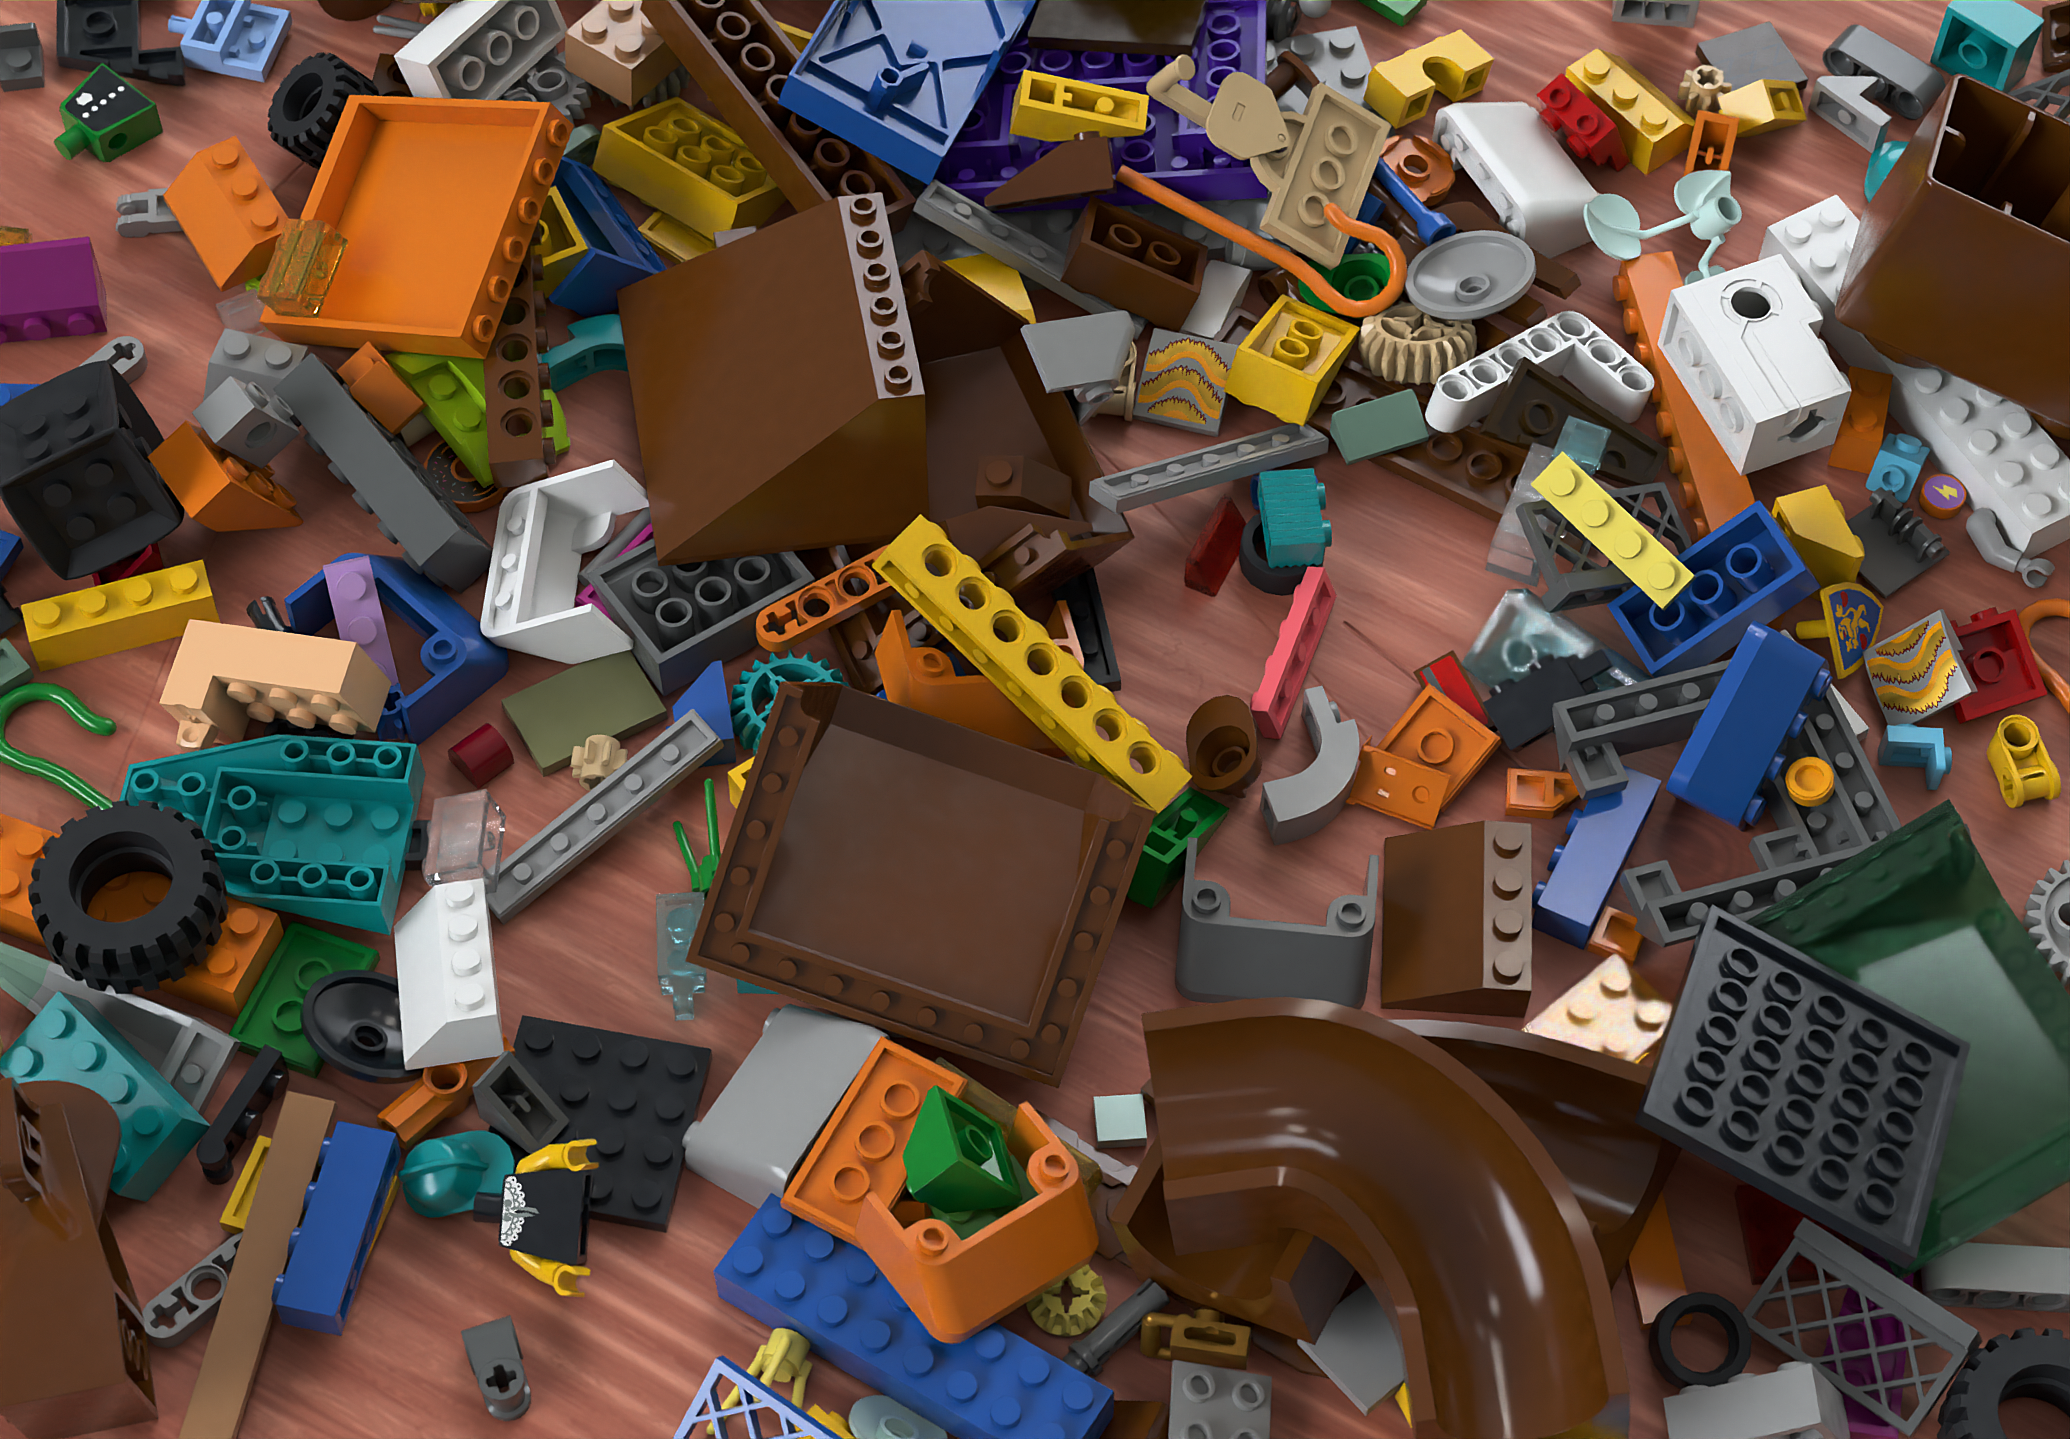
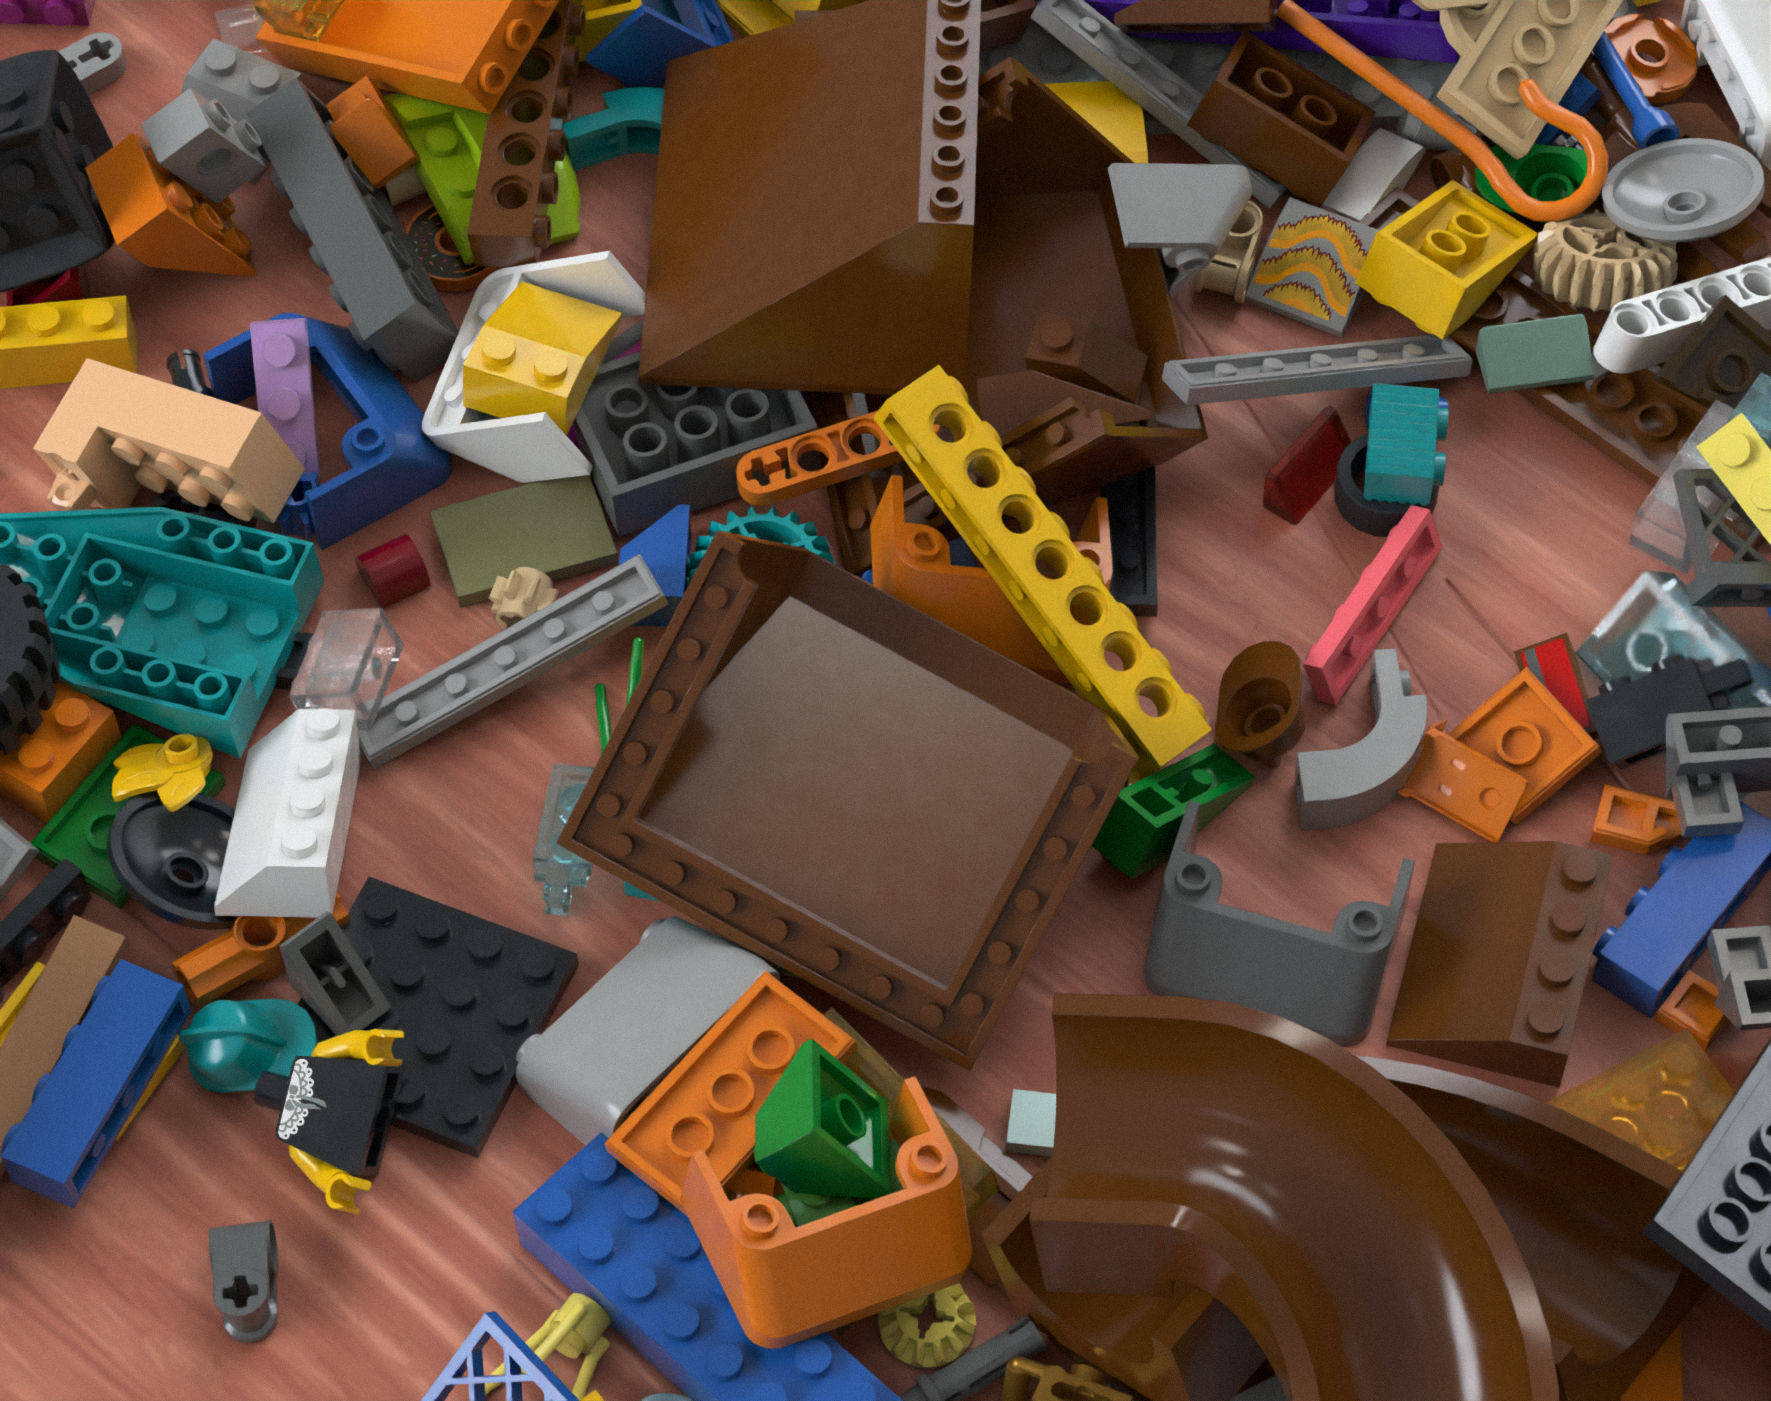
camera: 15 degrees right, 0 degrees up
(337, 952) = (171, 768): none -> yellow plate
(570, 556) = (538, 355): none -> yellow slope

